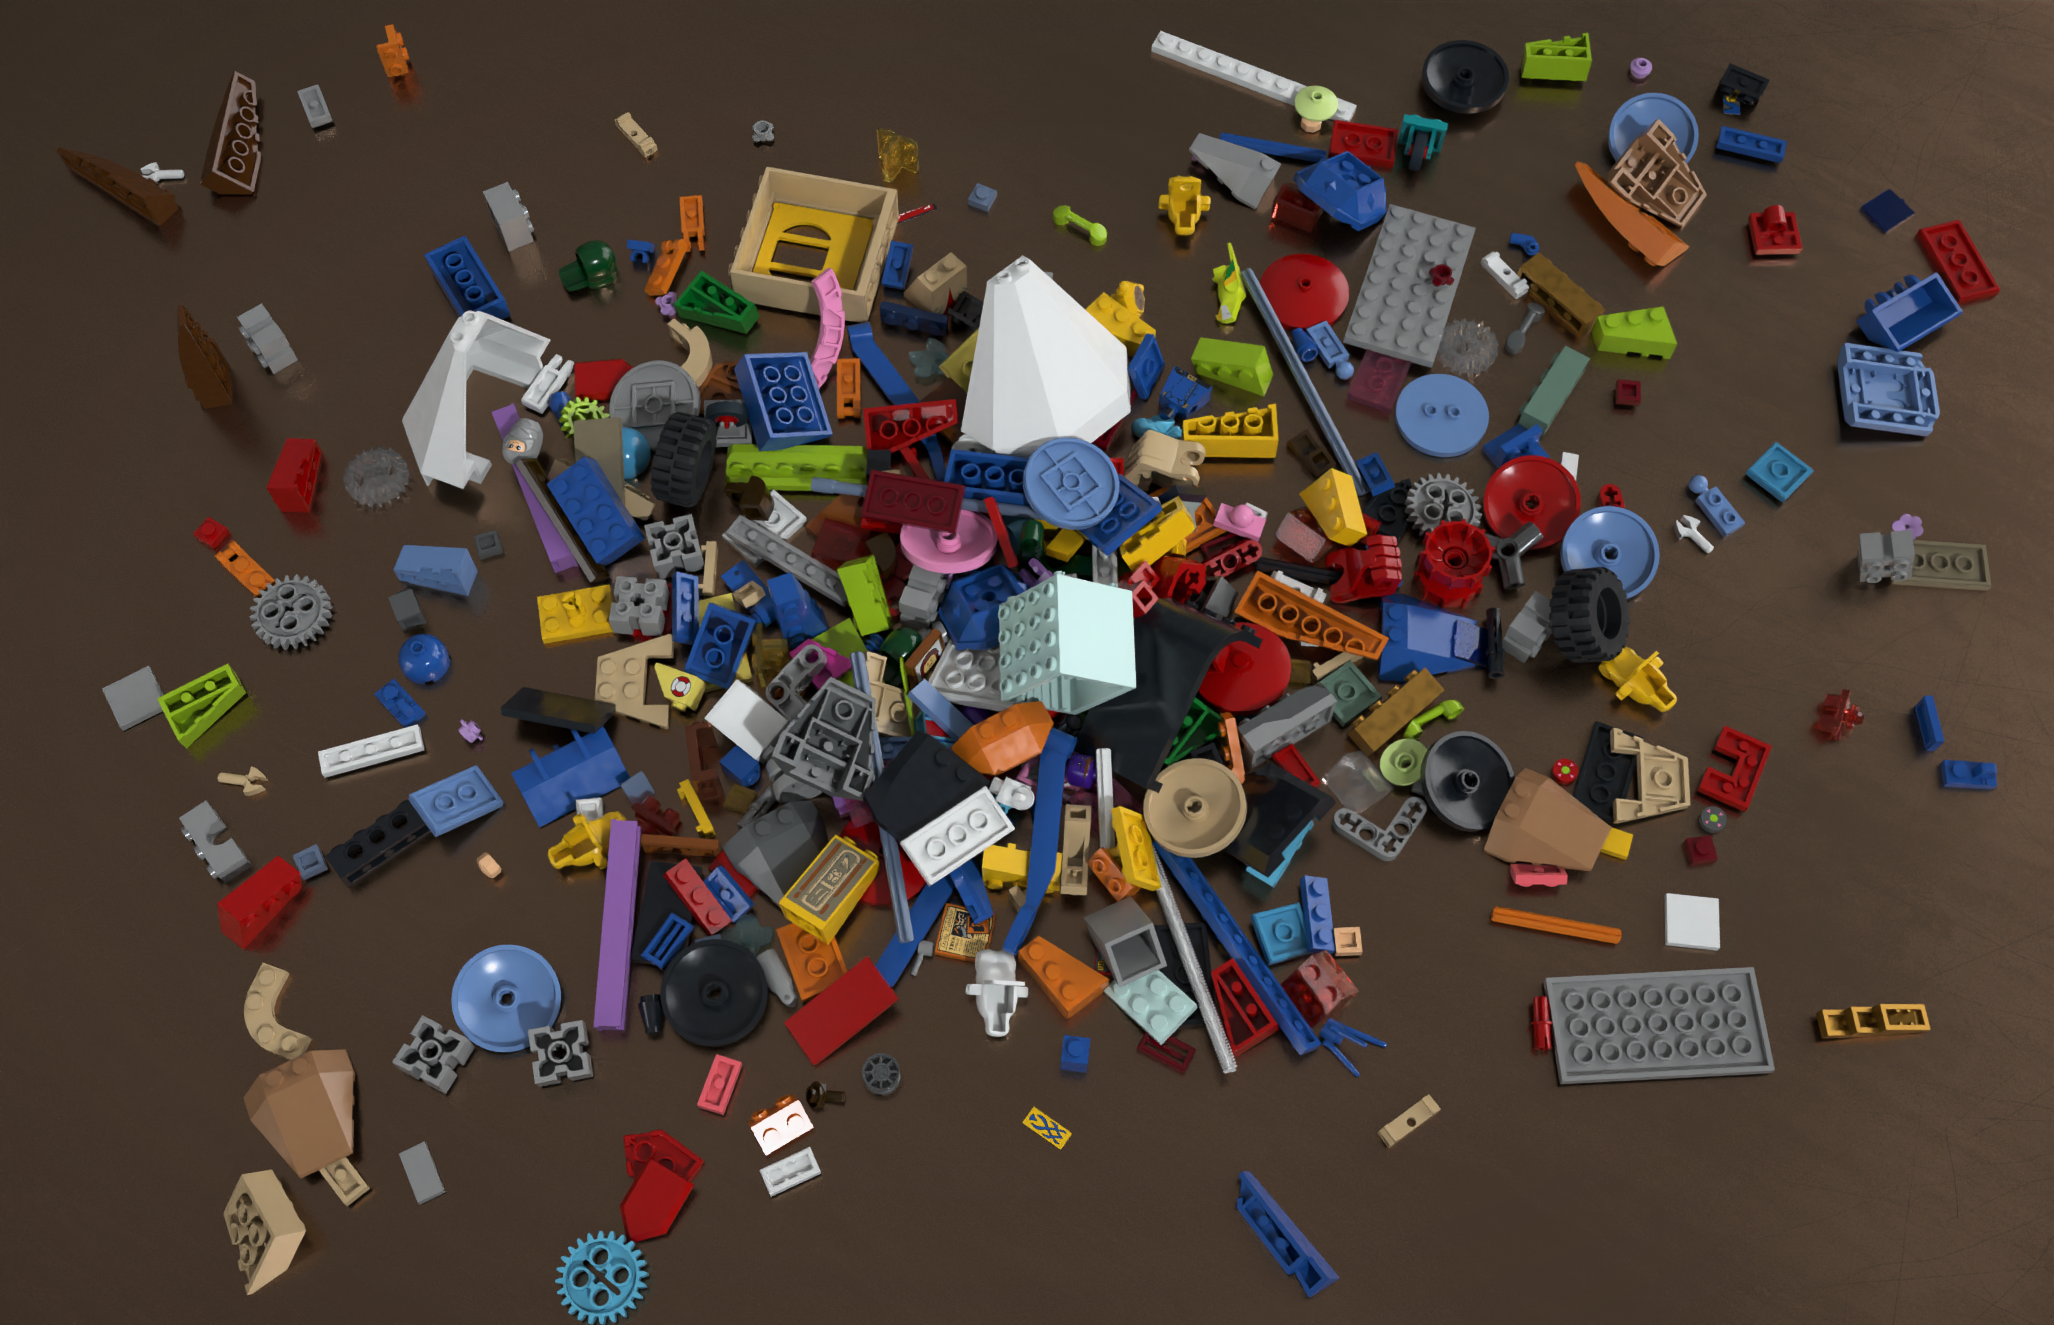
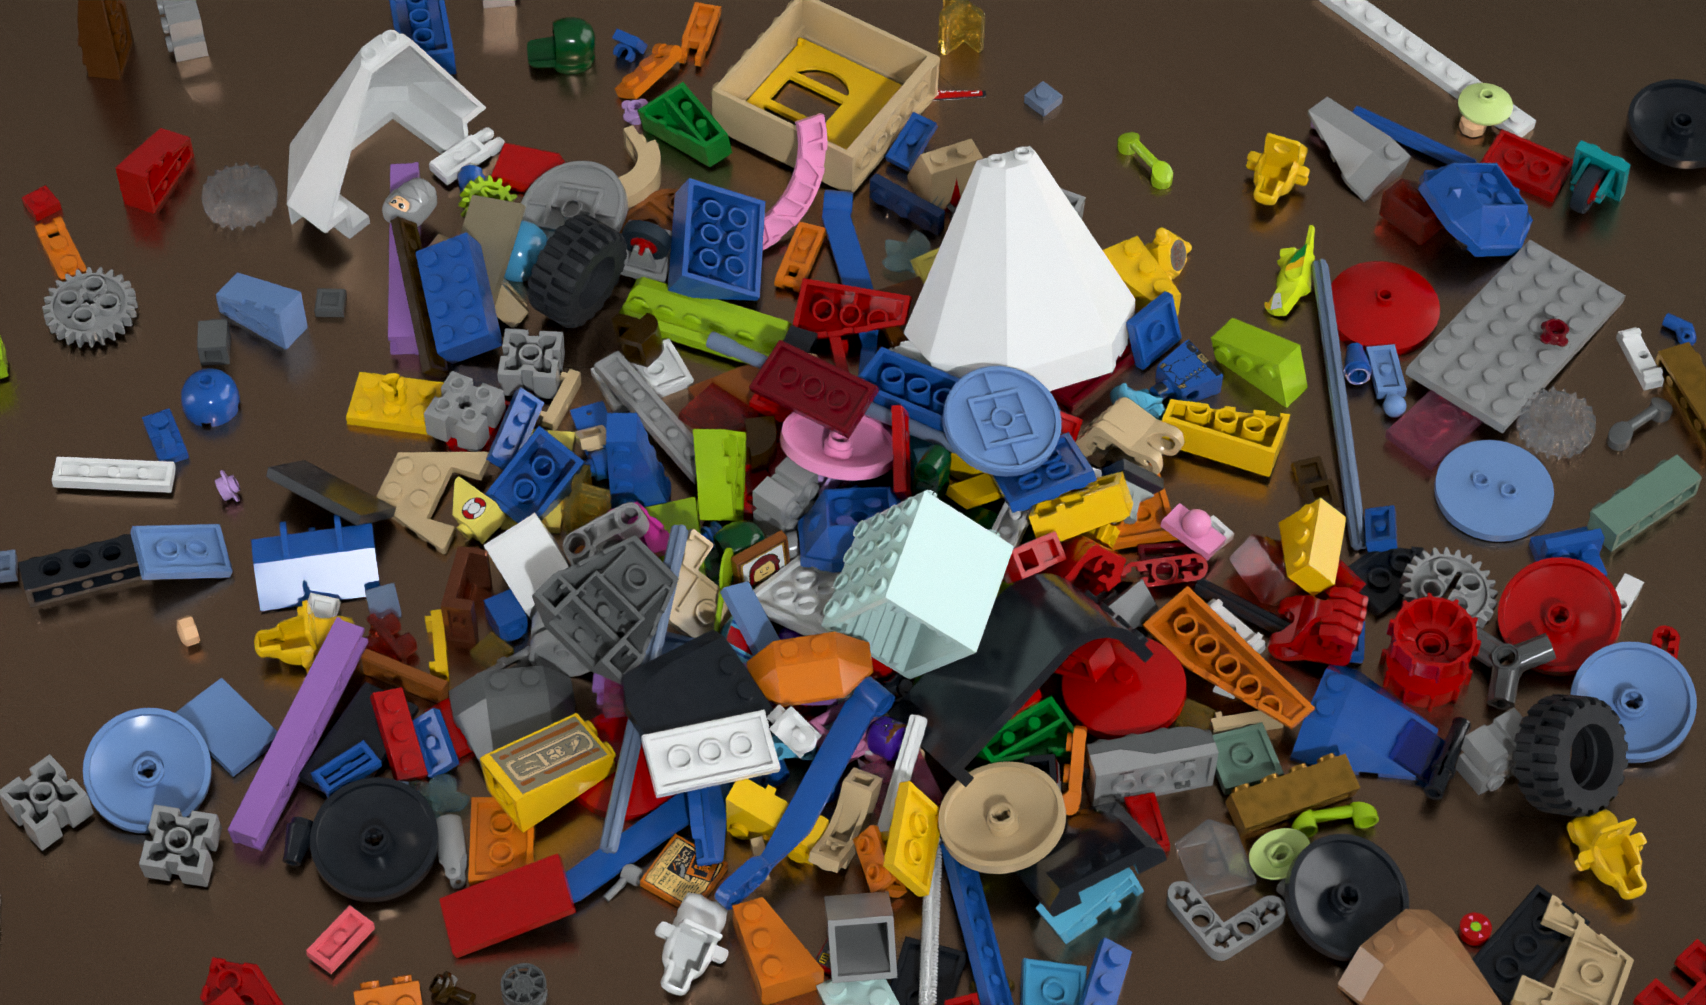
camera: 20 degrees right, 10 degrees down
(554, 935) = (229, 726): none -> medium blue tile

